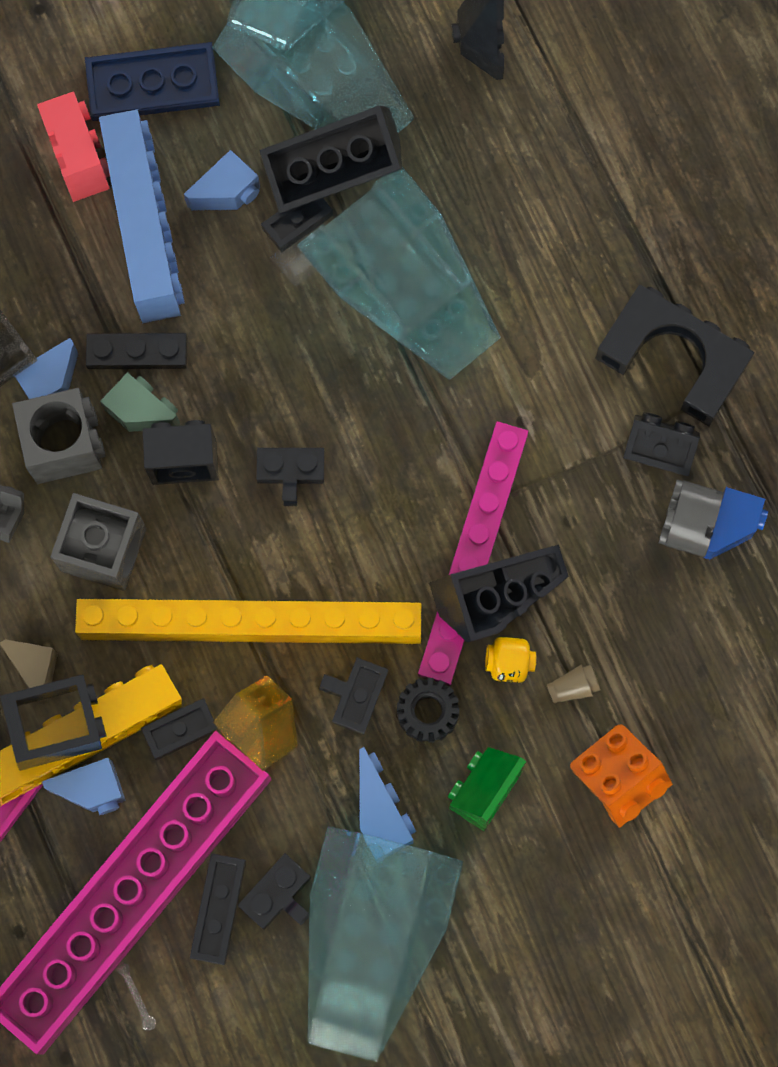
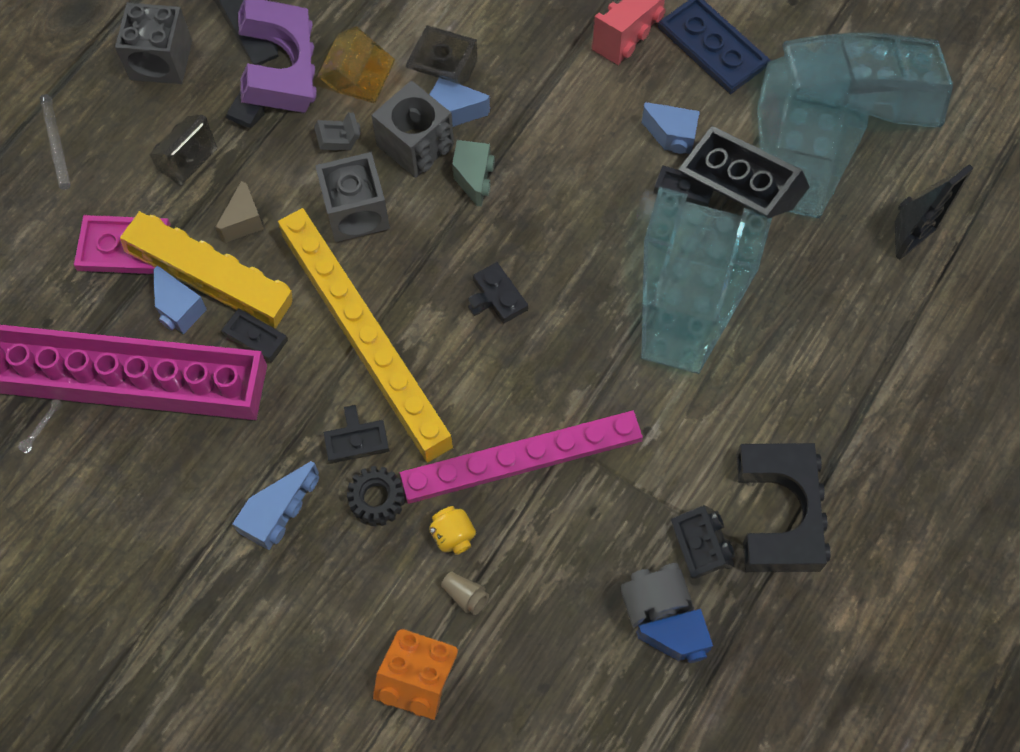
camera: 55 degrees right, 10 degrees down
(31, 758) = (179, 218): black window -> none
(136, 351) = (514, 147): black plate -> none
(142, 216) = (607, 86): medium blue brick -> none
(180, 453) = (454, 210): black brick -> none
(218, 909) = (134, 440): black plate -> none
(260, 722) = (287, 380): clear yellow slope -> none
(276, 893) = (170, 474): black plate -> none
(371, 936) = (174, 562): clear light blue wedge -> none
(486, 787) = (336, 574): green slope -> none
(492, 595) = (493, 484): black wedge -> none

